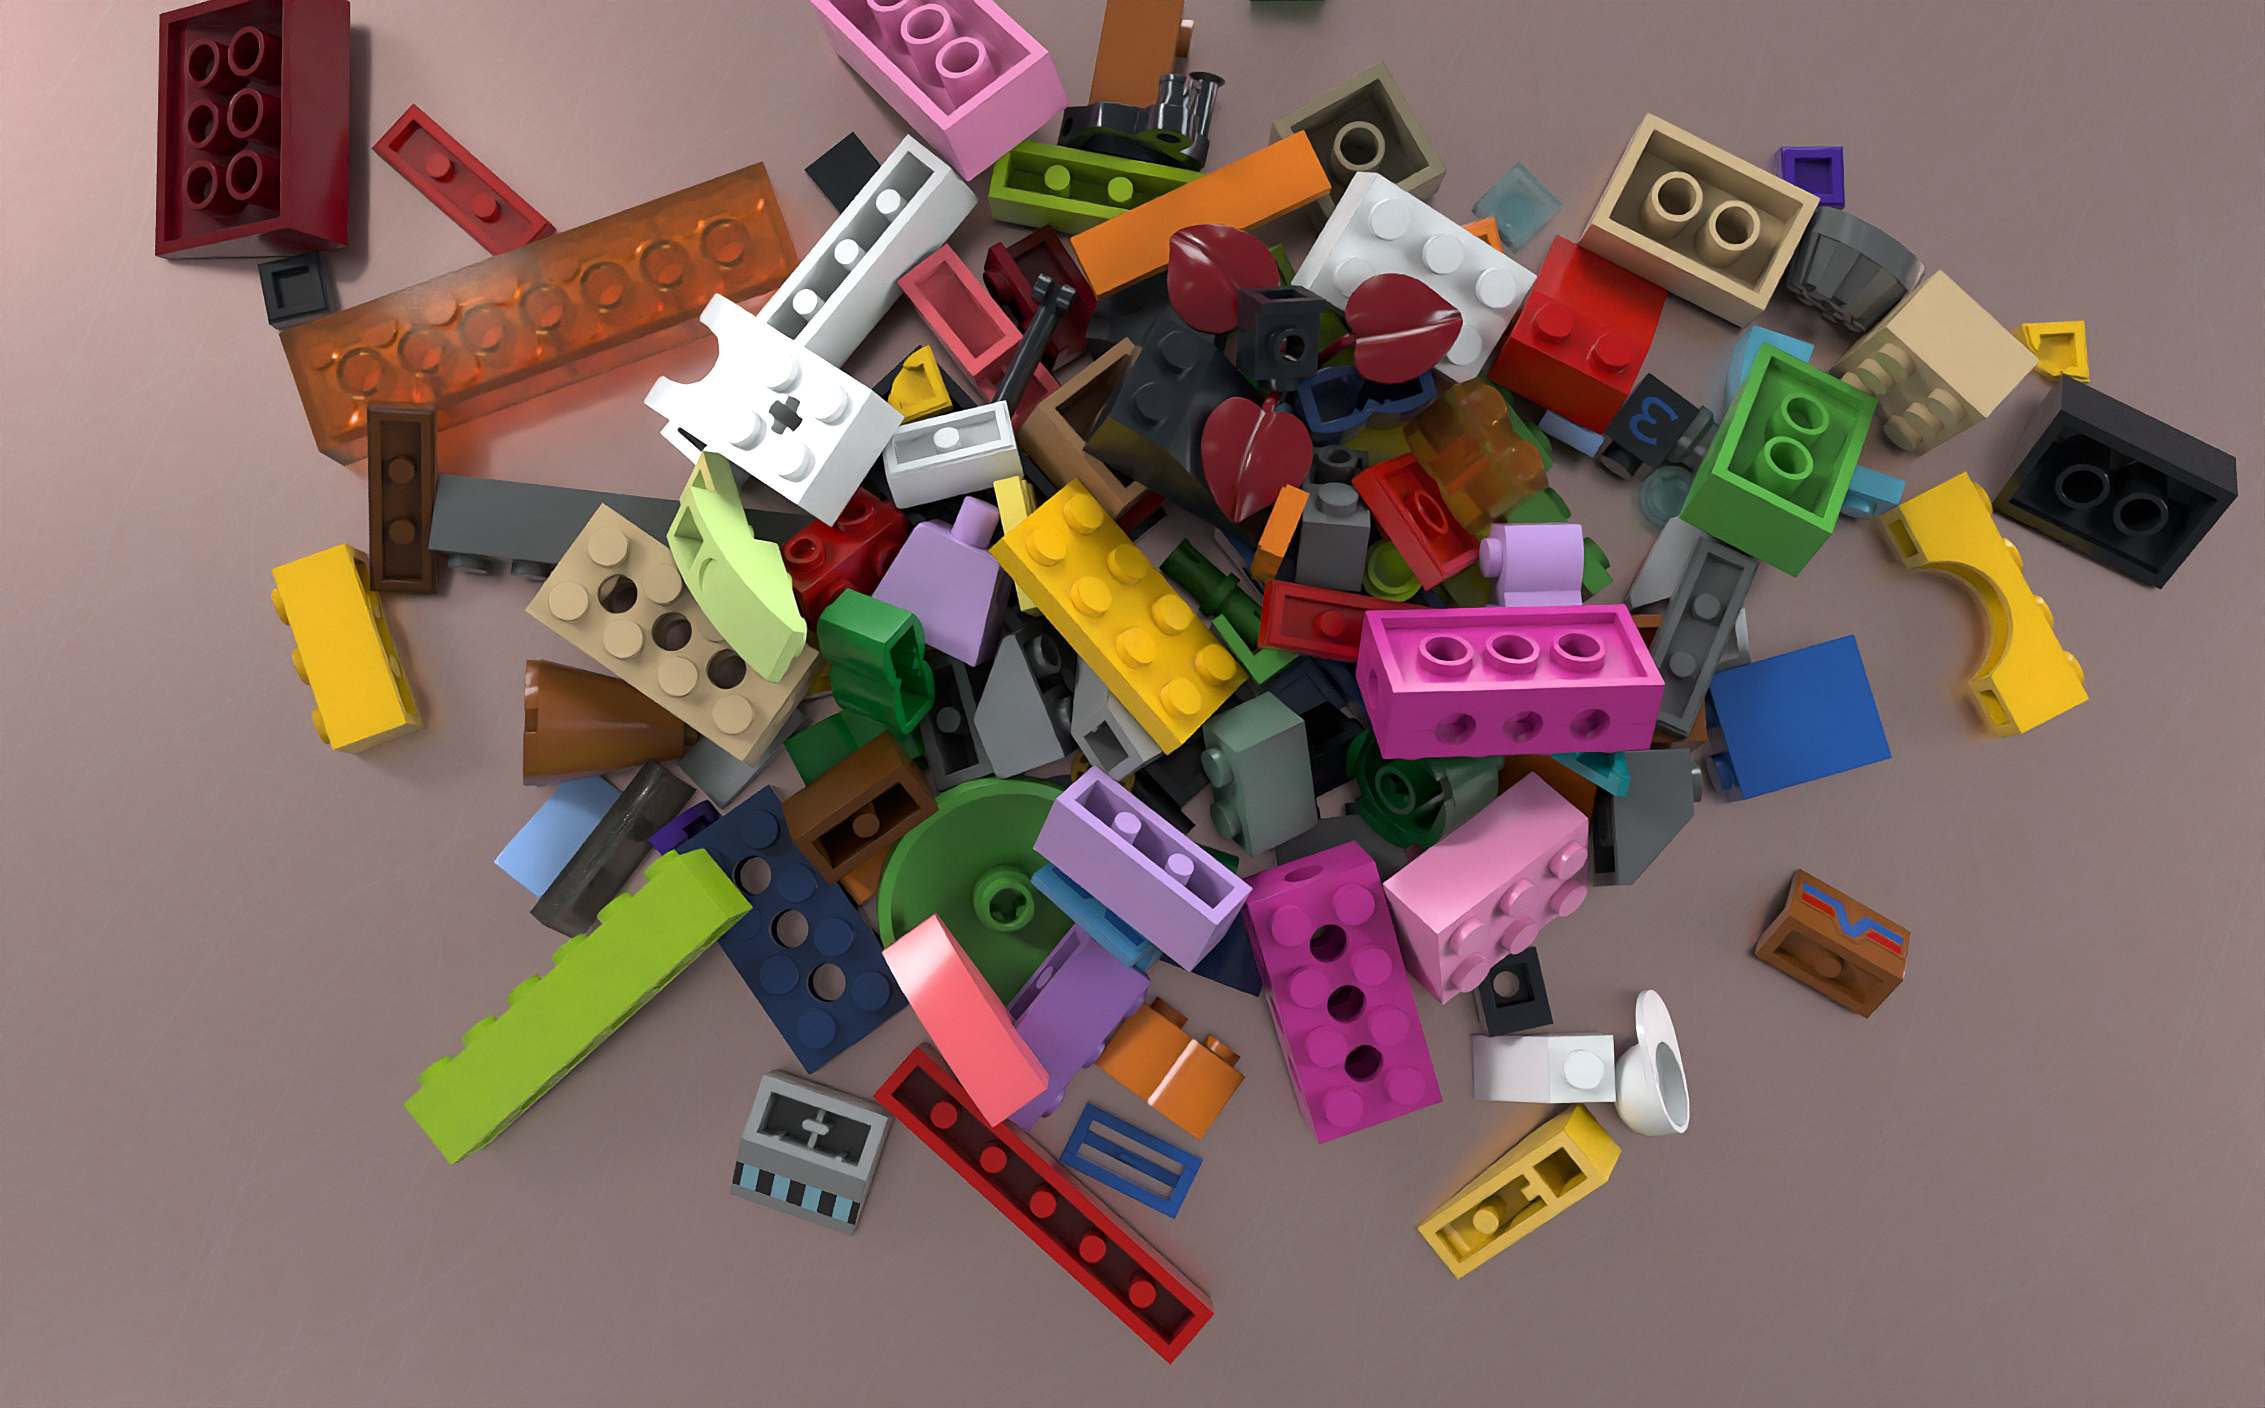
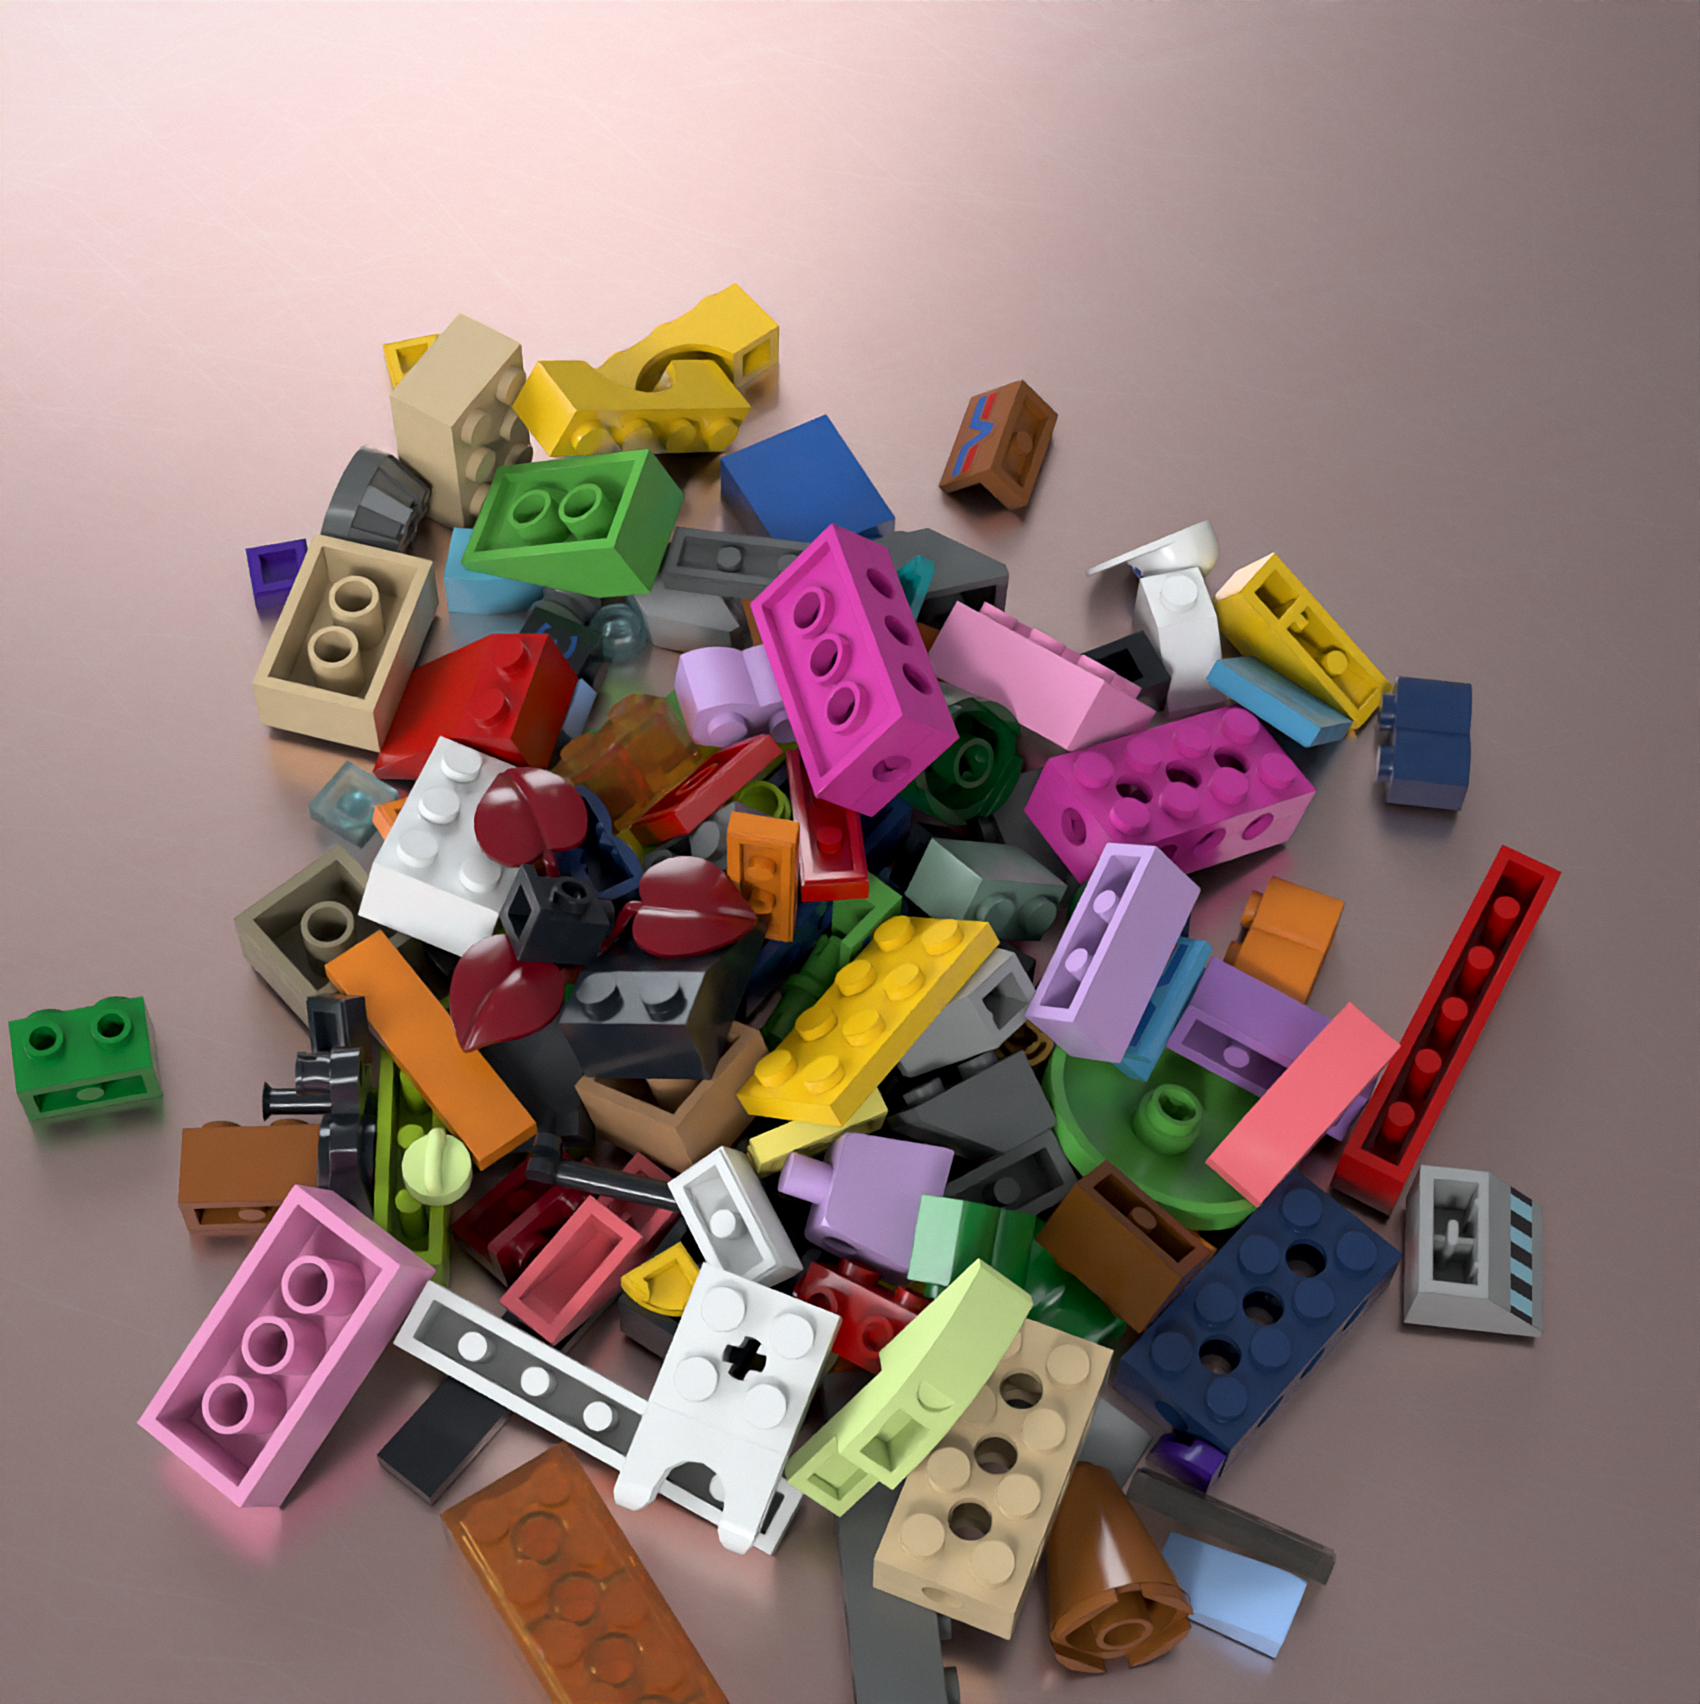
camera: 105 degrees left, 25 degrees down
(577, 1004) = (1411, 1501): lime brick -> none
(1074, 201) = (437, 1169): none -> yellowish green tile
(1180, 1183) = (1388, 927): blue tile -> none
(1238, 136) = (338, 1022): none -> black tile
(1376, 1288) = (1426, 742): none -> dark blue brick
(1444, 1144) = (1278, 701): none -> dark azure tile
(1906, 481) = (586, 414): none -> yellow arch
(2115, 482) = (536, 282): black slope -> none

